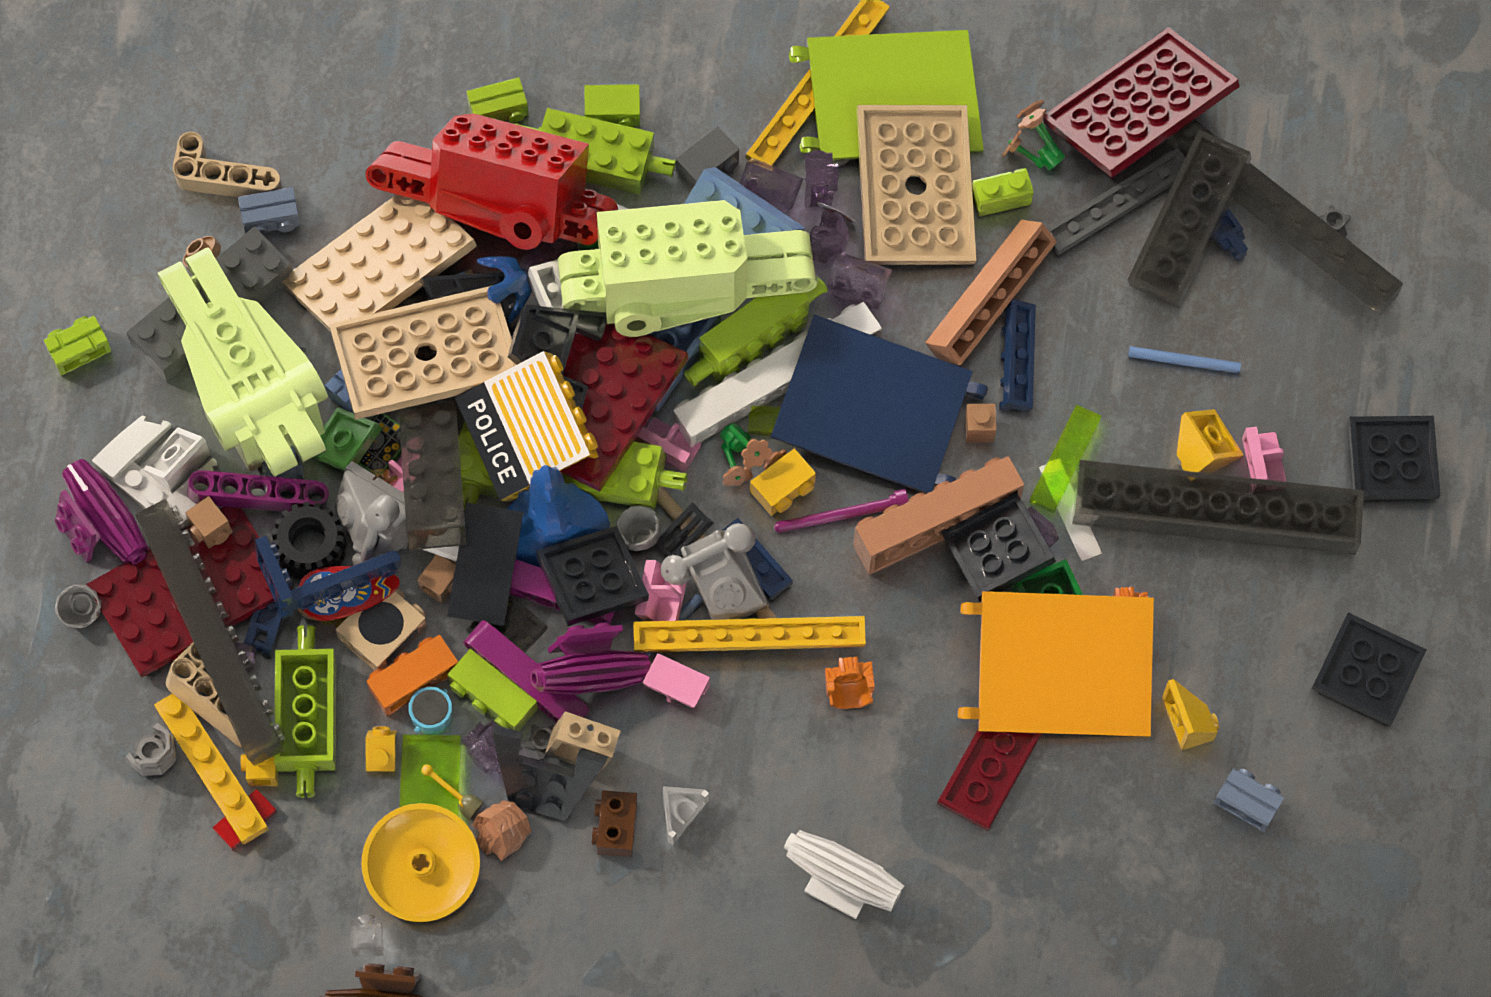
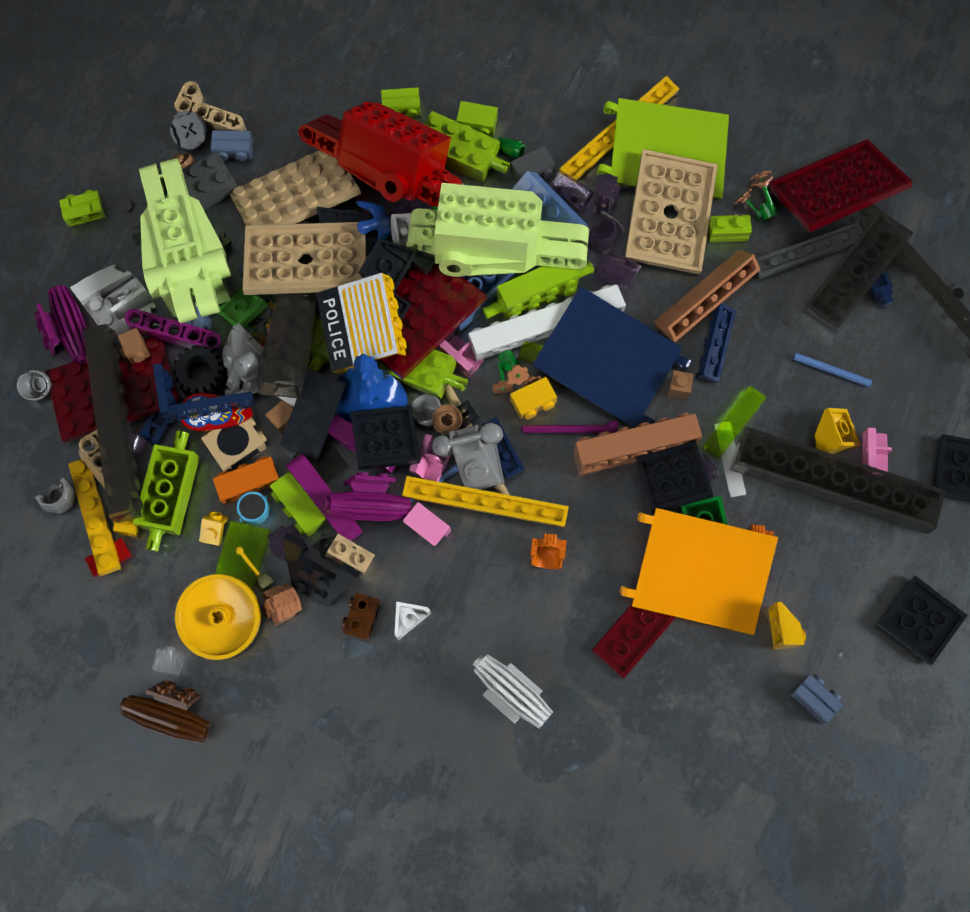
camera: 15 degrees right, 5 degrees up
(201, 202) = (188, 130): none -> tile
(671, 136) = (512, 147): none -> green cone
(671, 533) = (447, 418): none -> medium nougat plate

